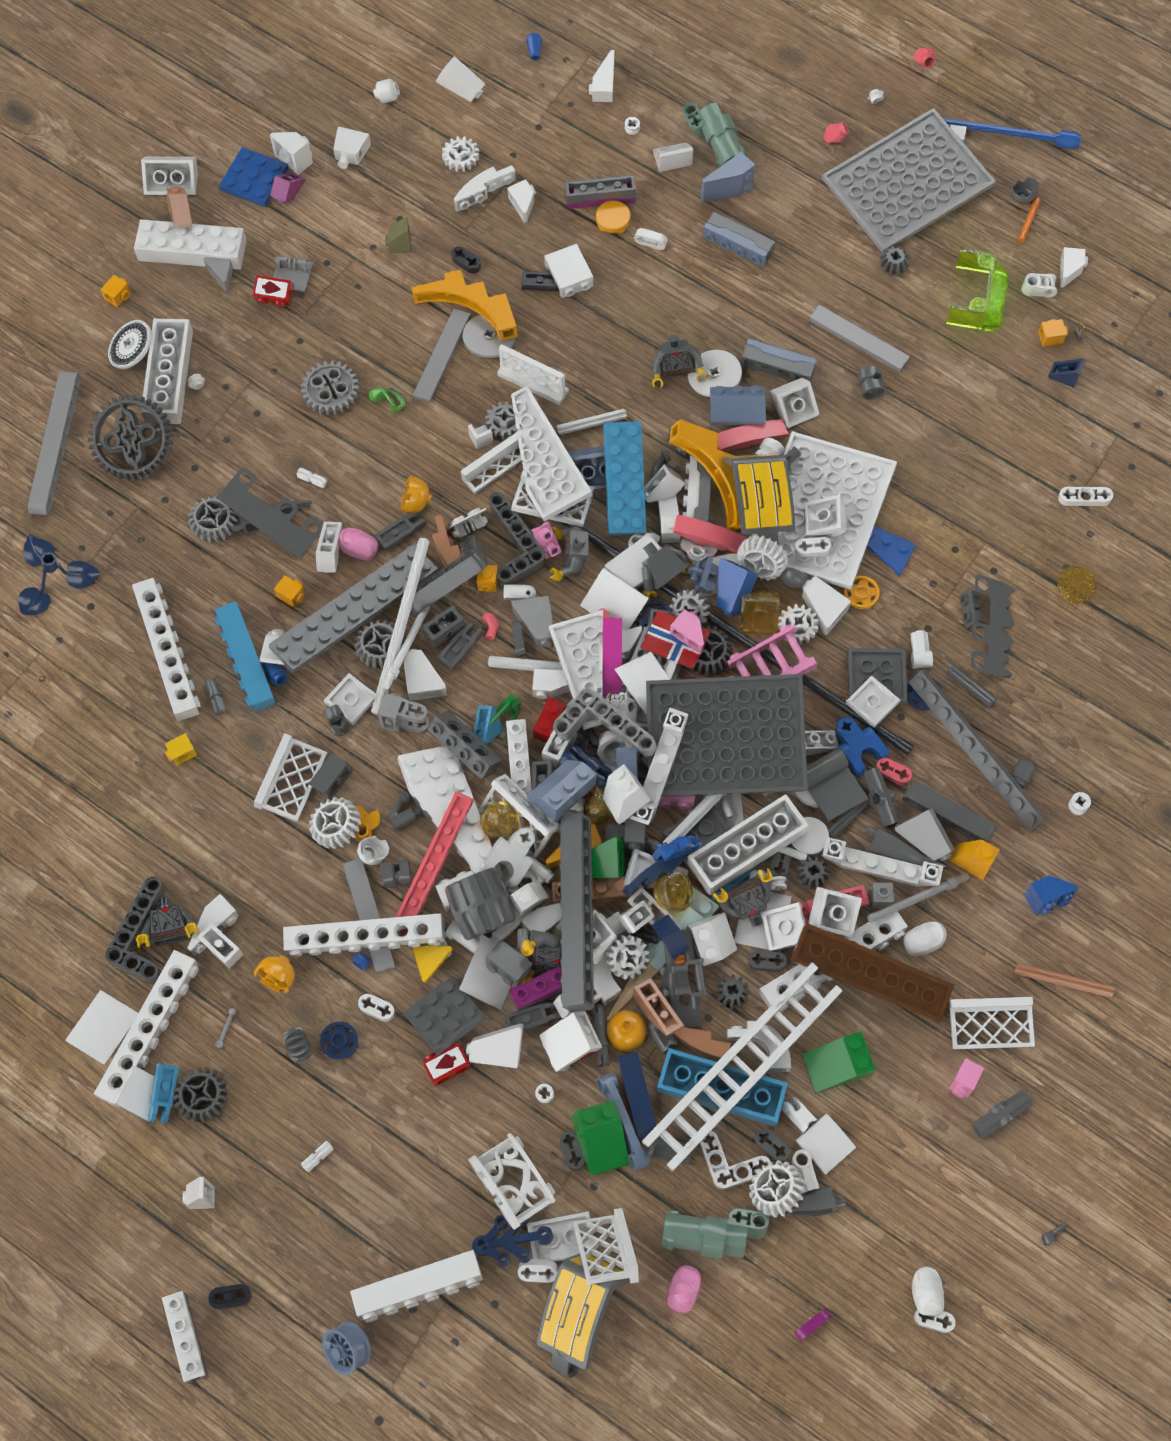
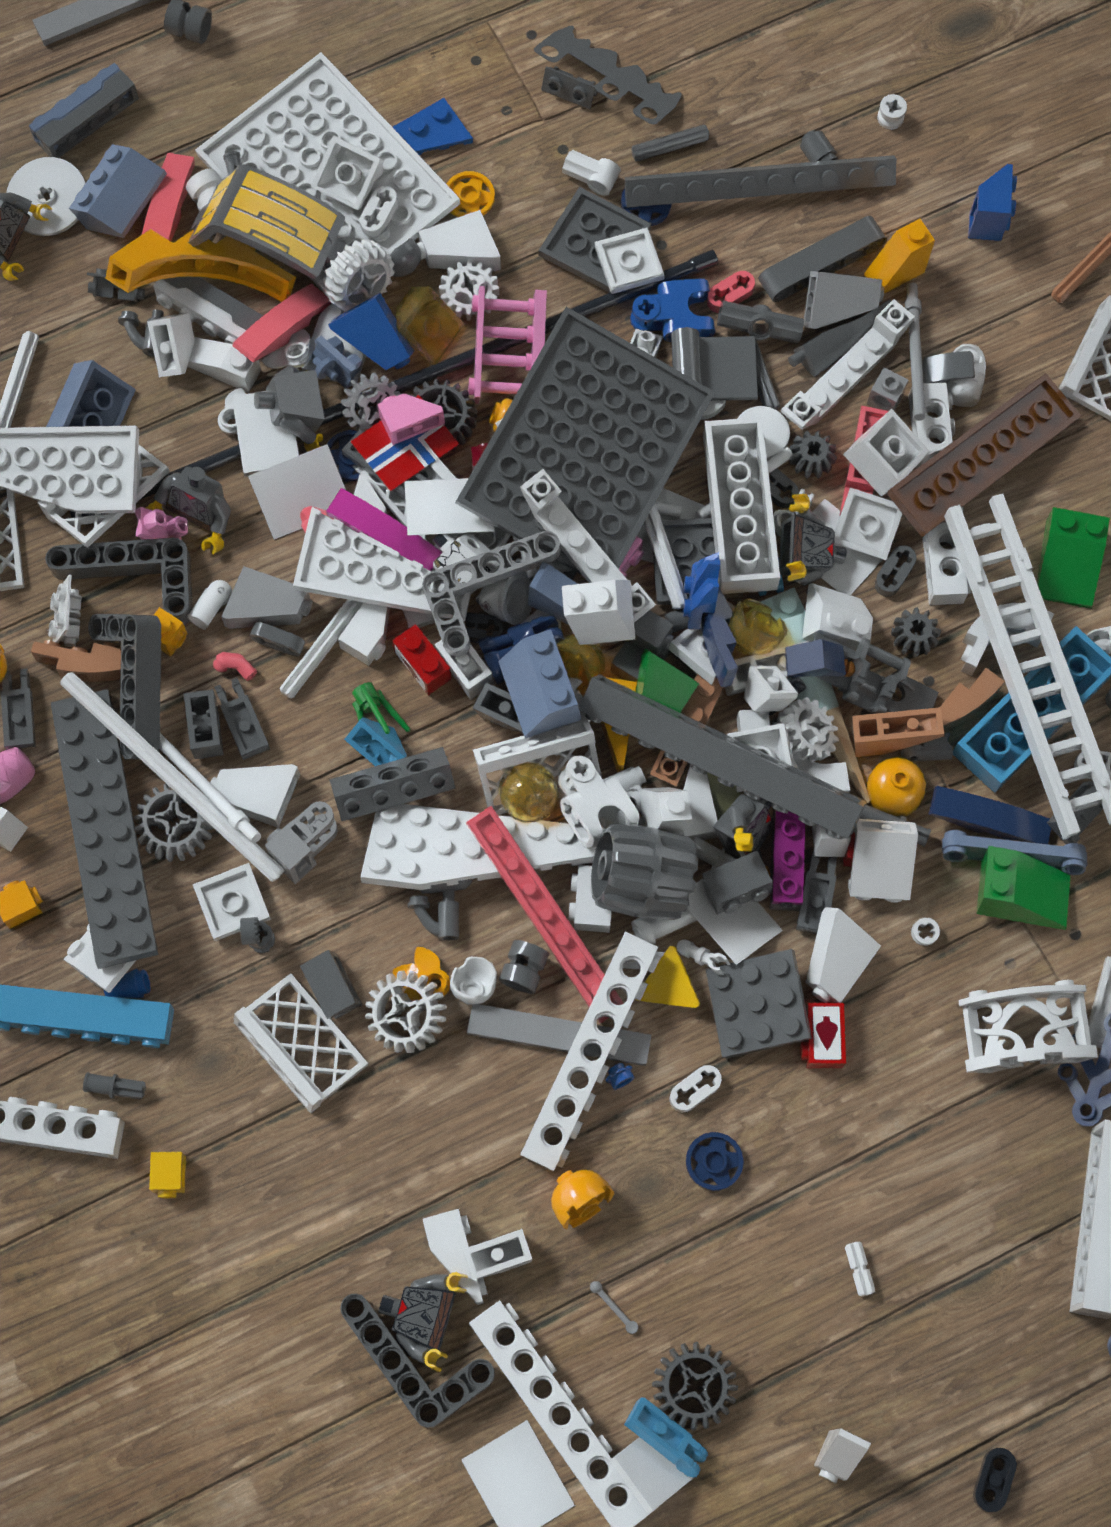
camera: 65 degrees left, 5 degrees up
(297, 1044) = (696, 1217): dark grey gear -> none
(456, 969) = (702, 955): none -> white piece
(519, 754) = (448, 721): white piece -> none
(567, 1152) = (1018, 929): dark grey beam -> none
(624, 478) = (137, 379): dark azure brick -> none
(795, 402) = (154, 123): white slope -> none
(919, 923) = (948, 367): none -> dark grey panel

